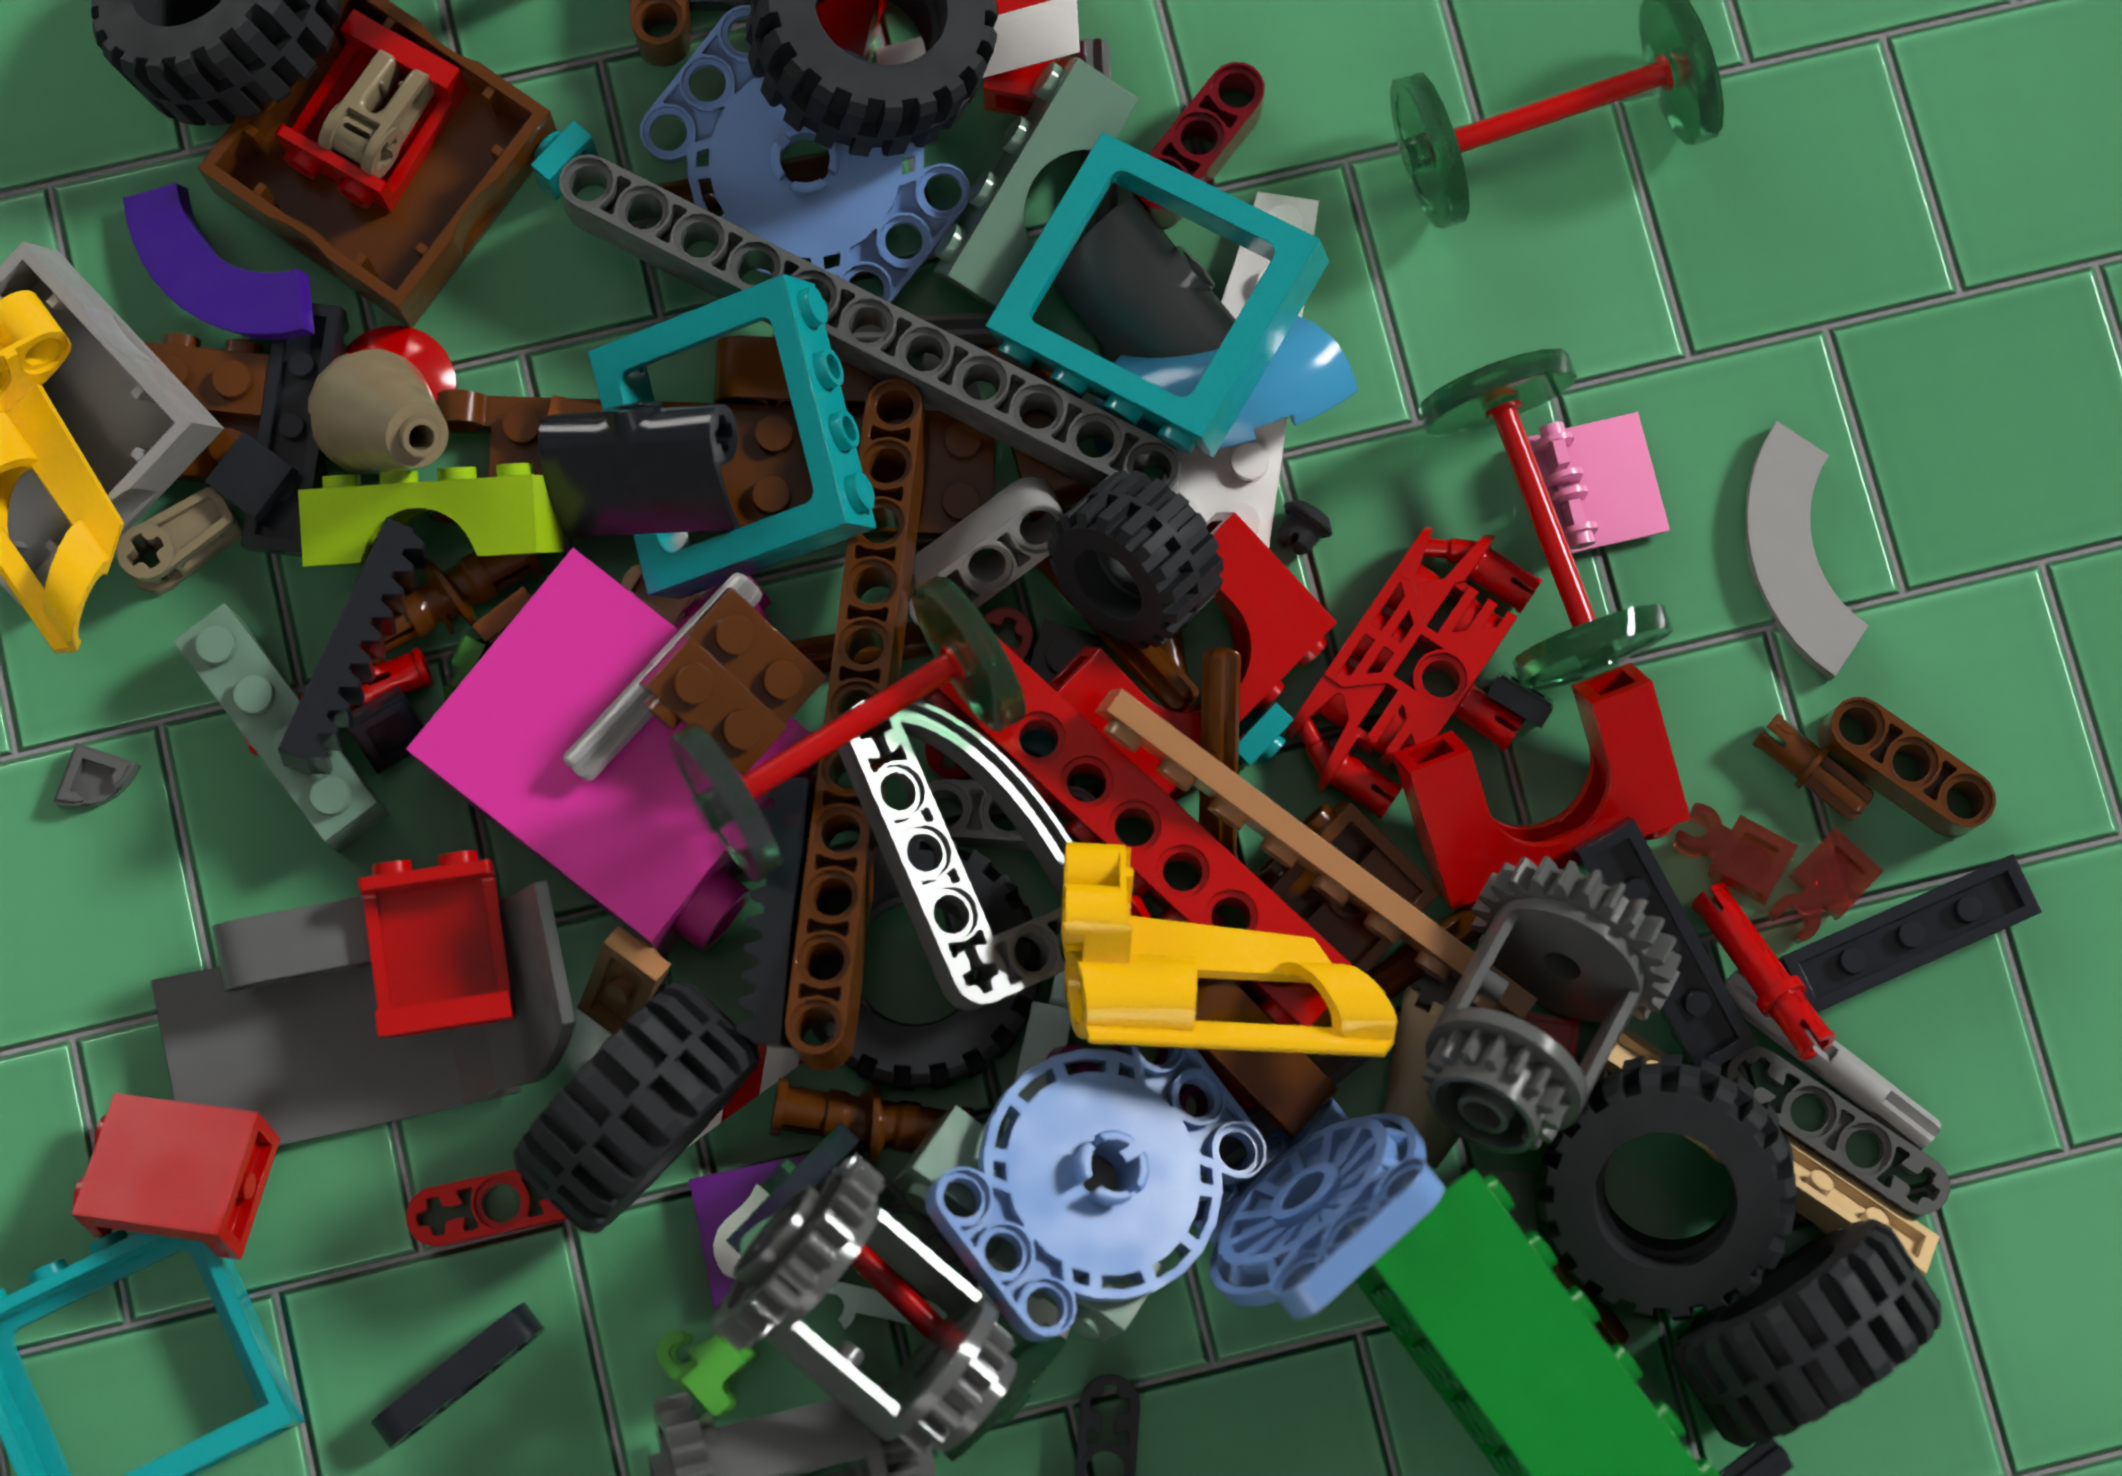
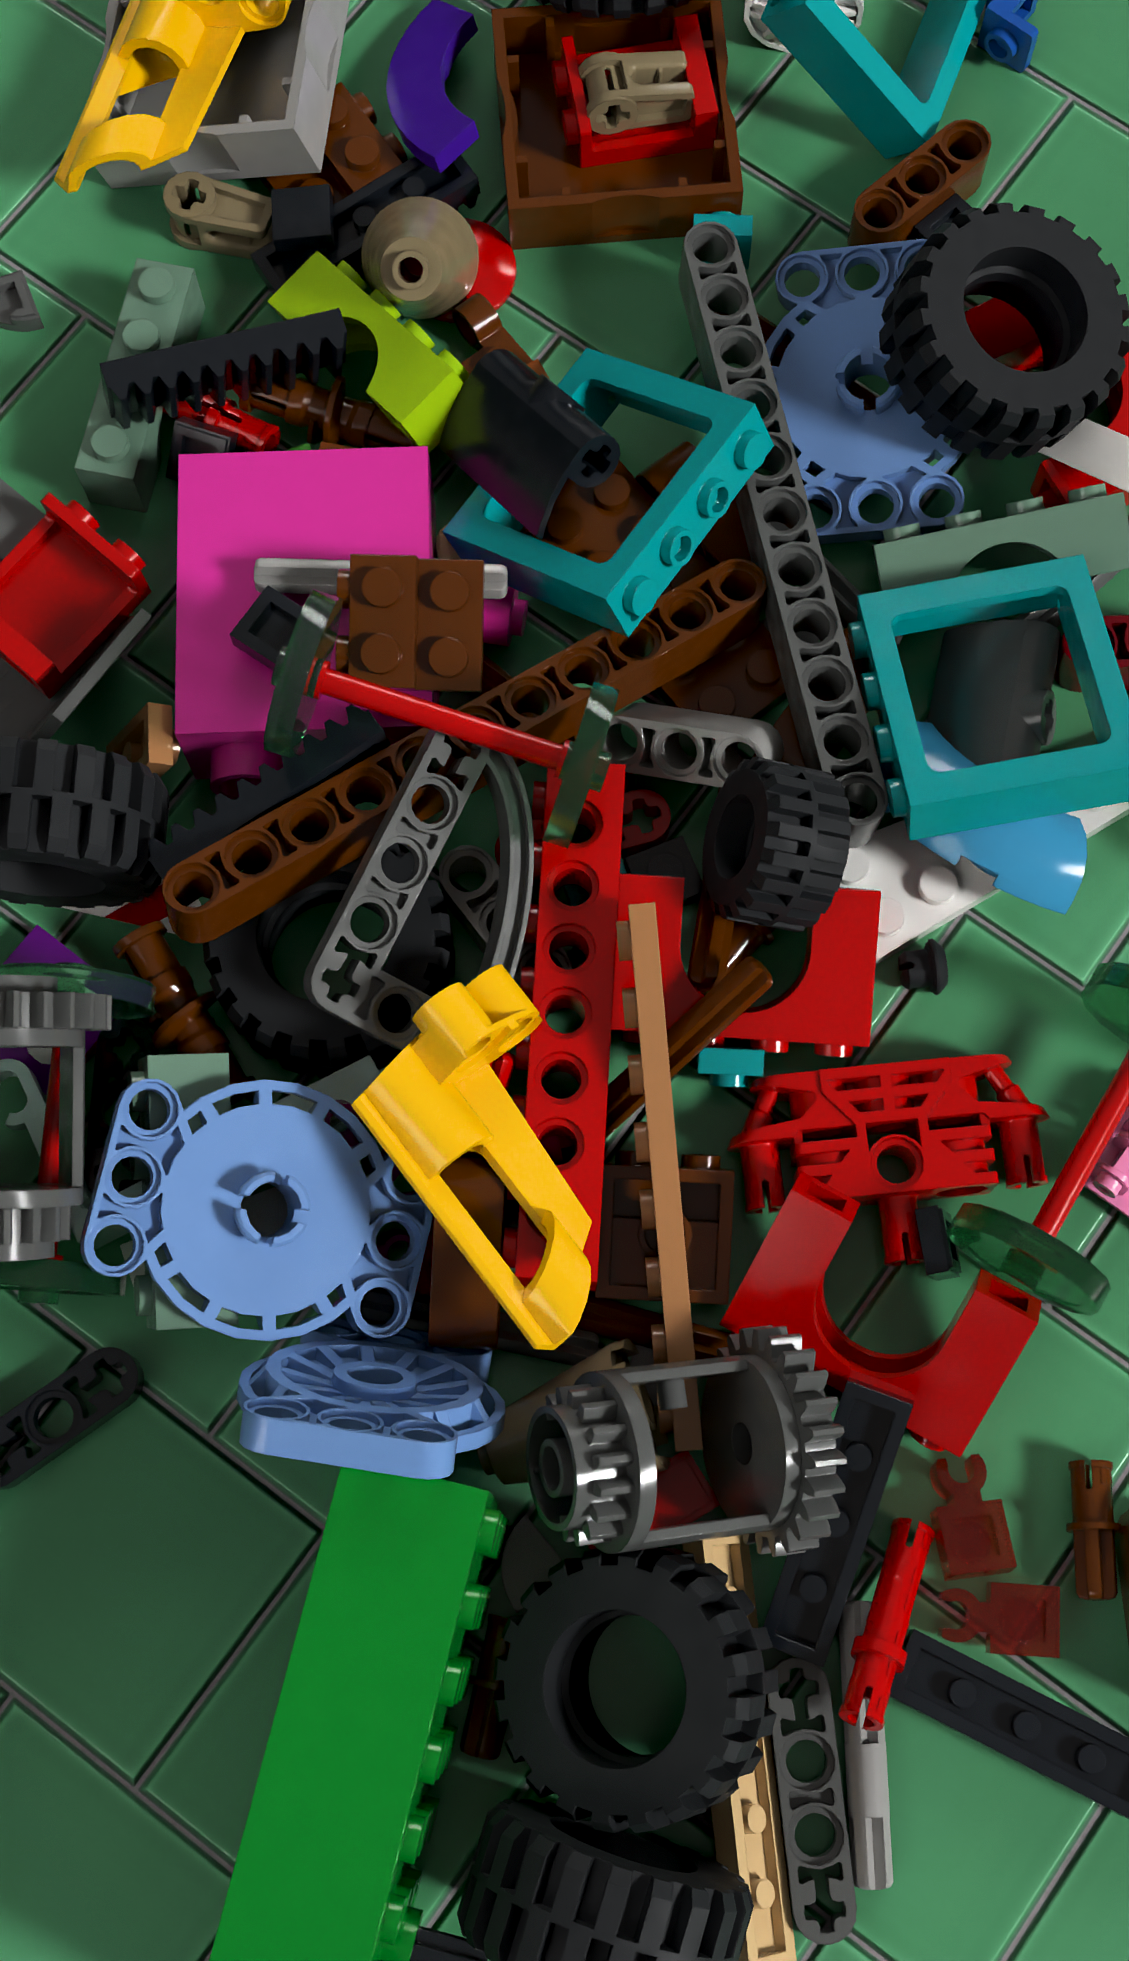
camera: 55 degrees right, 5 degrees down
(640, 794) = (266, 626): none -> black plate

